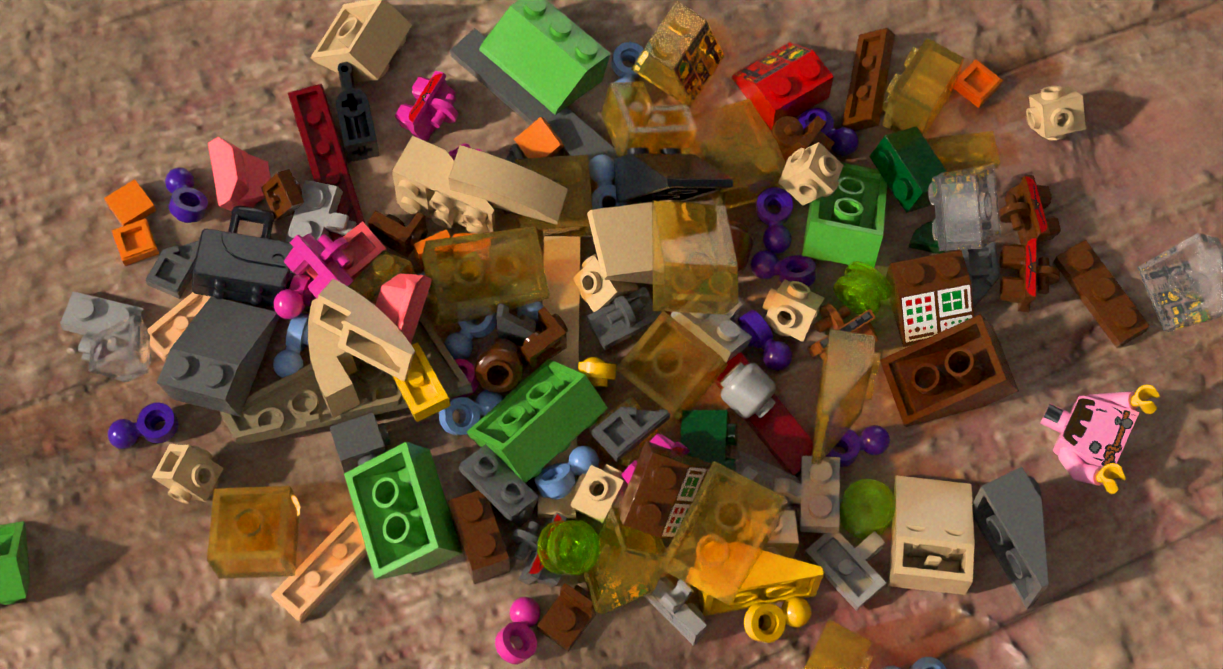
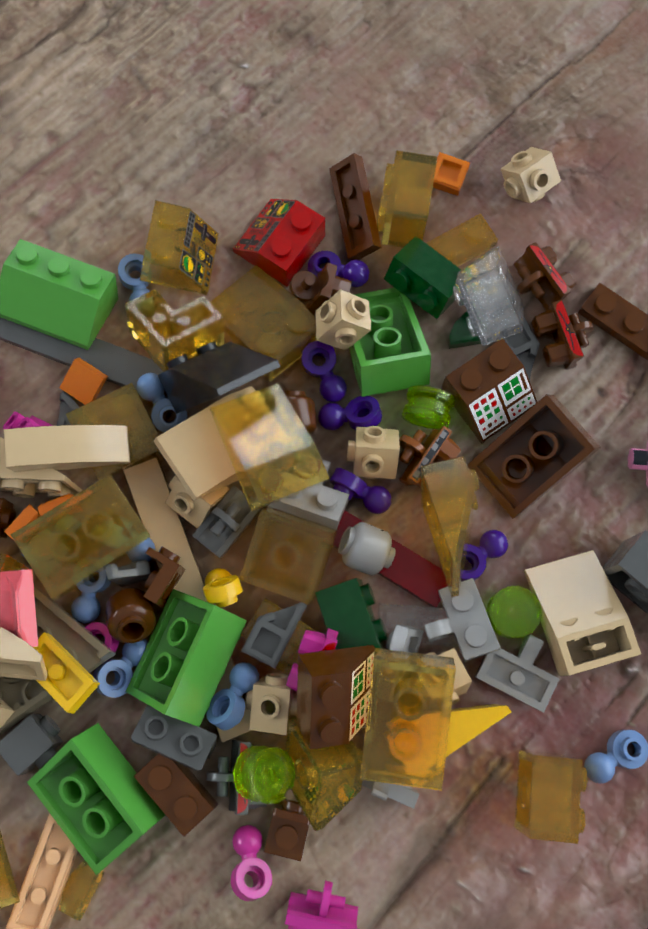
camera: 20 degrees left, 10 degrees up
(351, 592) = (79, 891): none -> clear yellow piece
(793, 612) = (470, 760): yellow plate -> none

